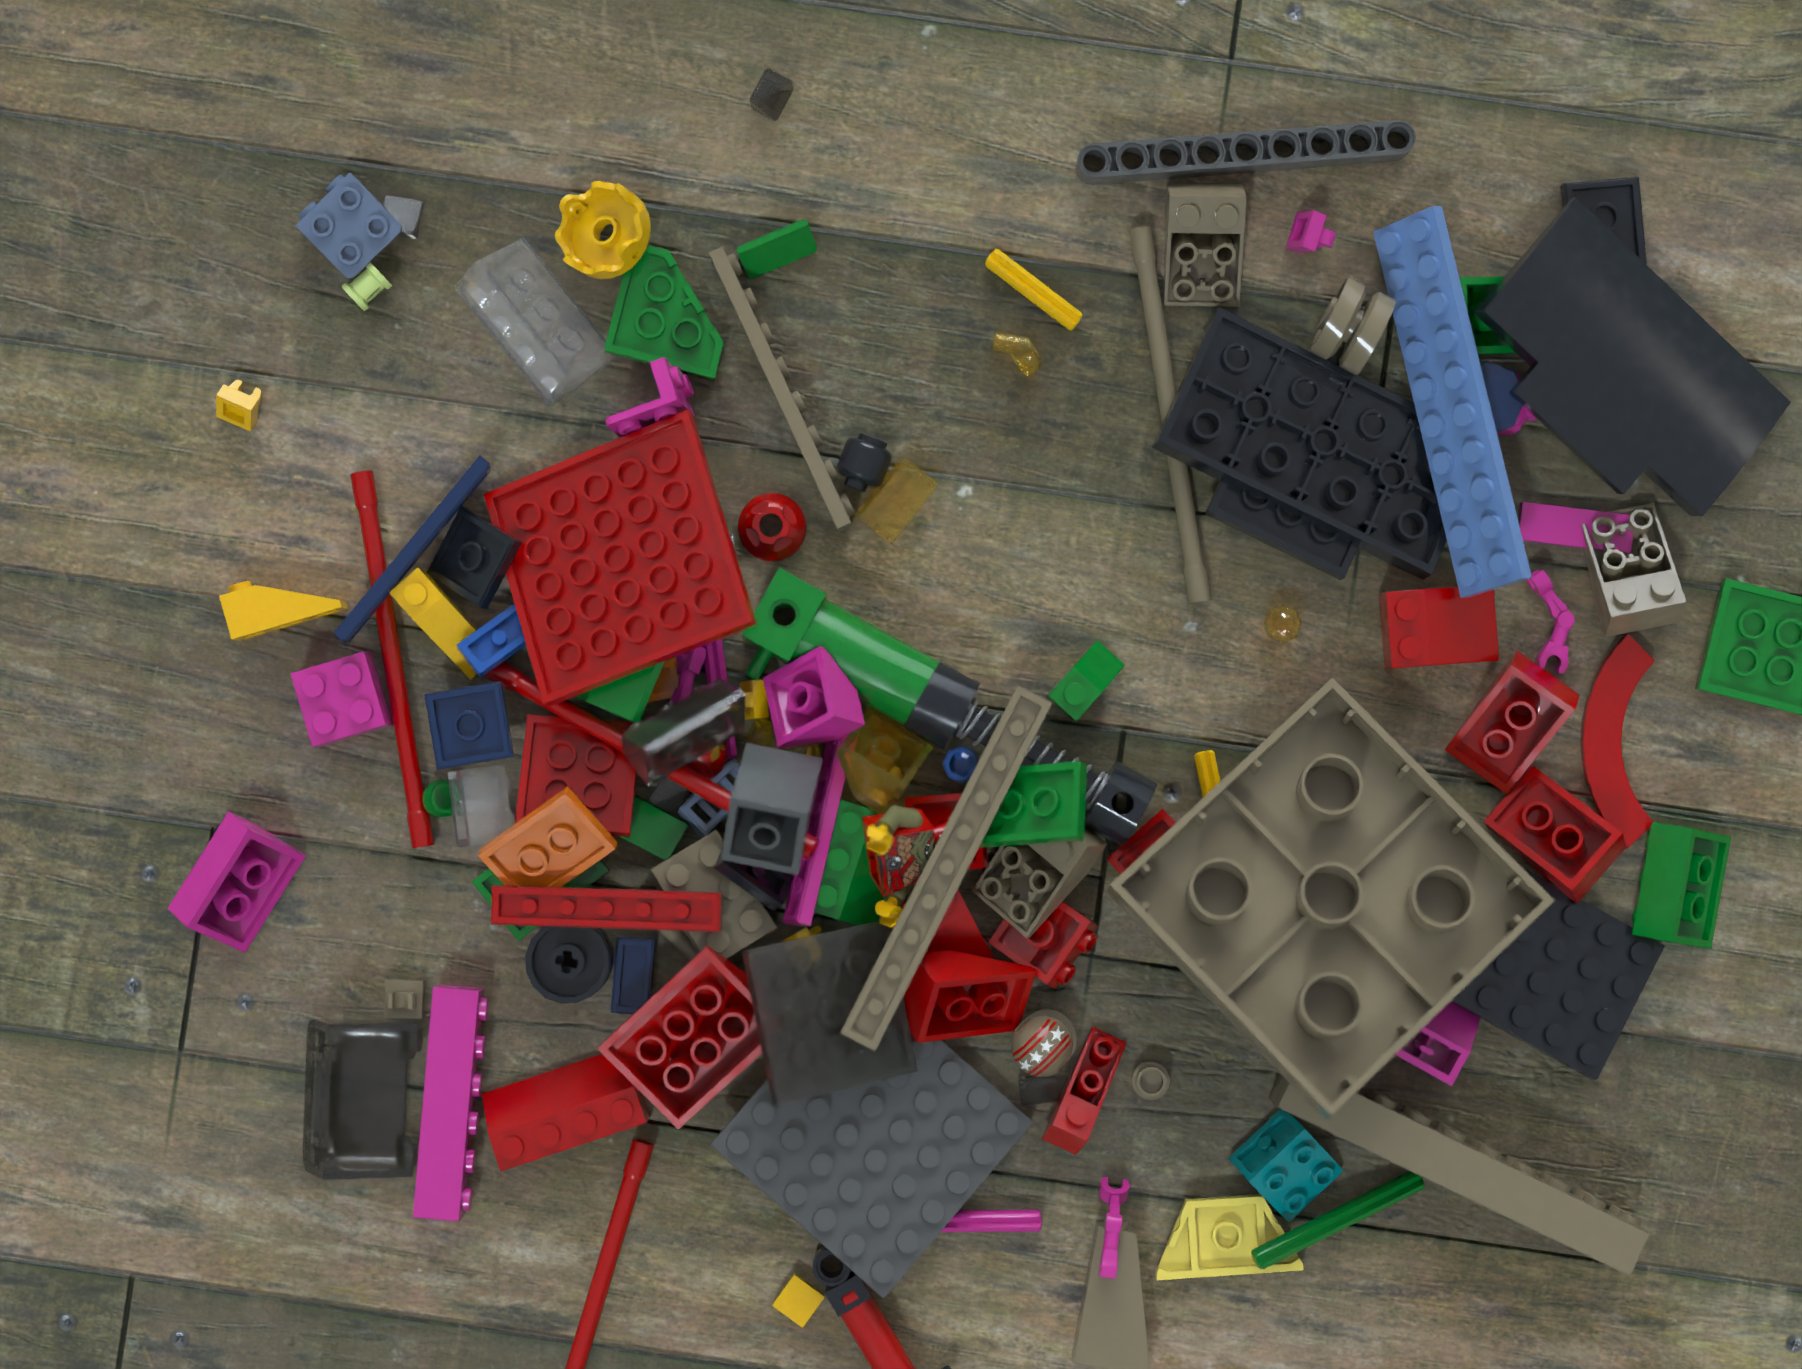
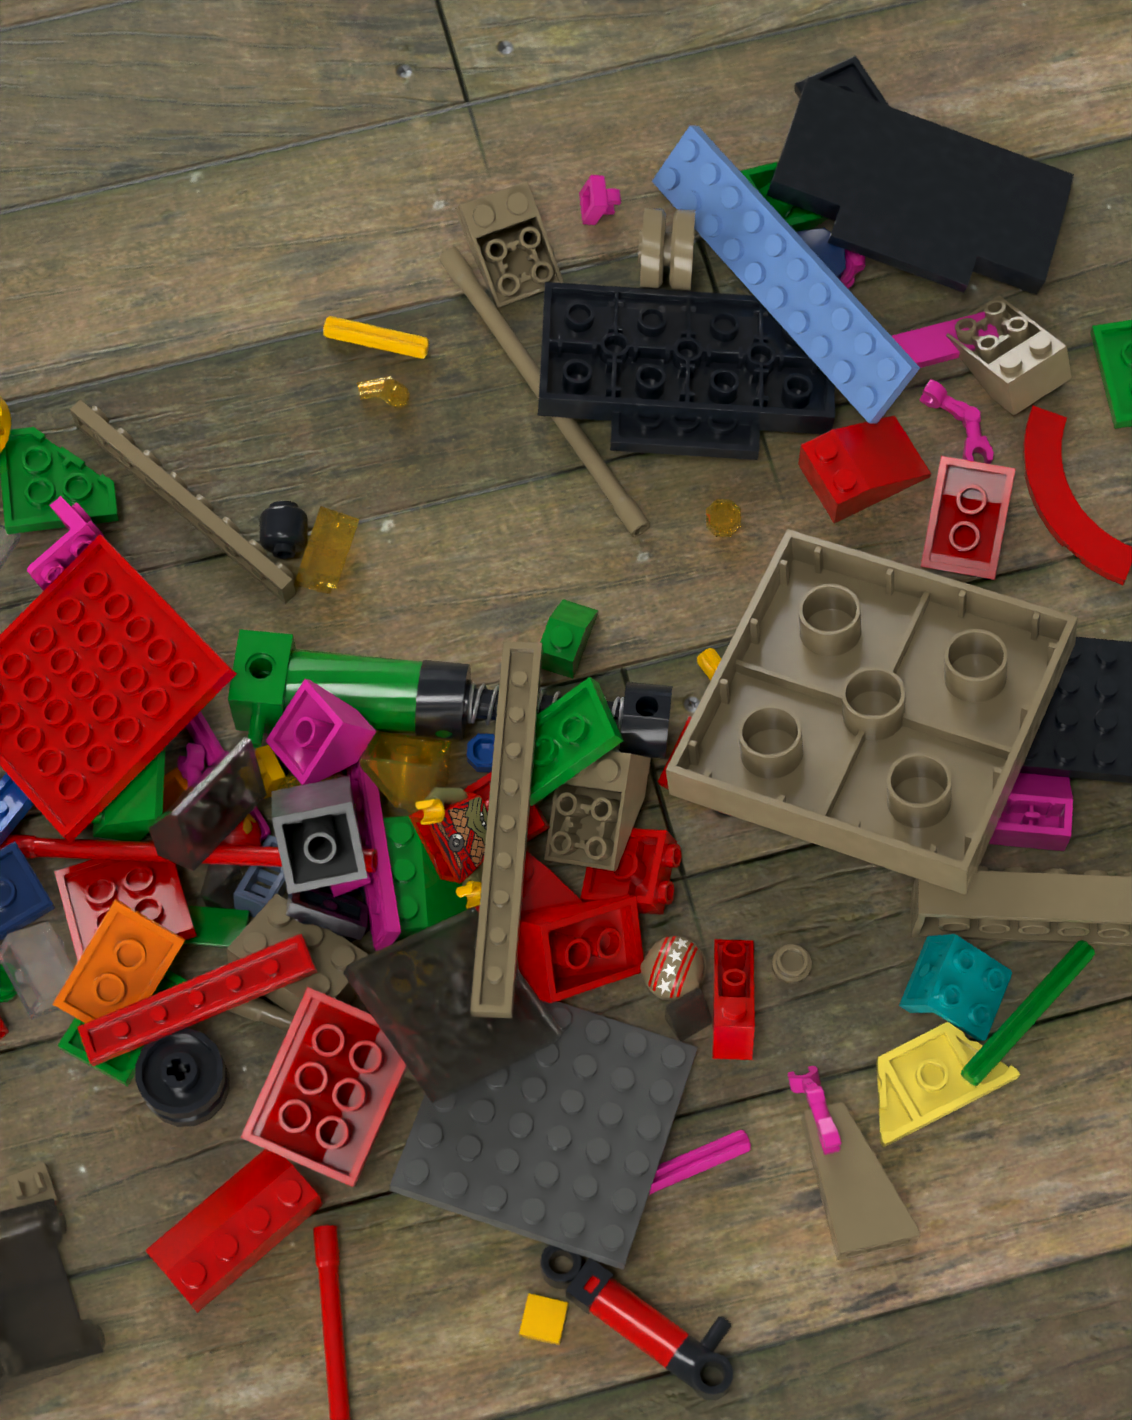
camera: 30 degrees left, 20 degrees down
(449, 1102) = (115, 1269): dark pink brick -> none
(632, 973) = (247, 1067): dark blue tile -> none
(771, 94) = (76, 271): clear smoke slope -> none
(777, 249) = (131, 389): green slope -> none
(786, 542) = (222, 636): red piece -> none
(1260, 142) = (502, 174): dark grey beam -> none
(1556, 834) = (1065, 582): red slope -> none

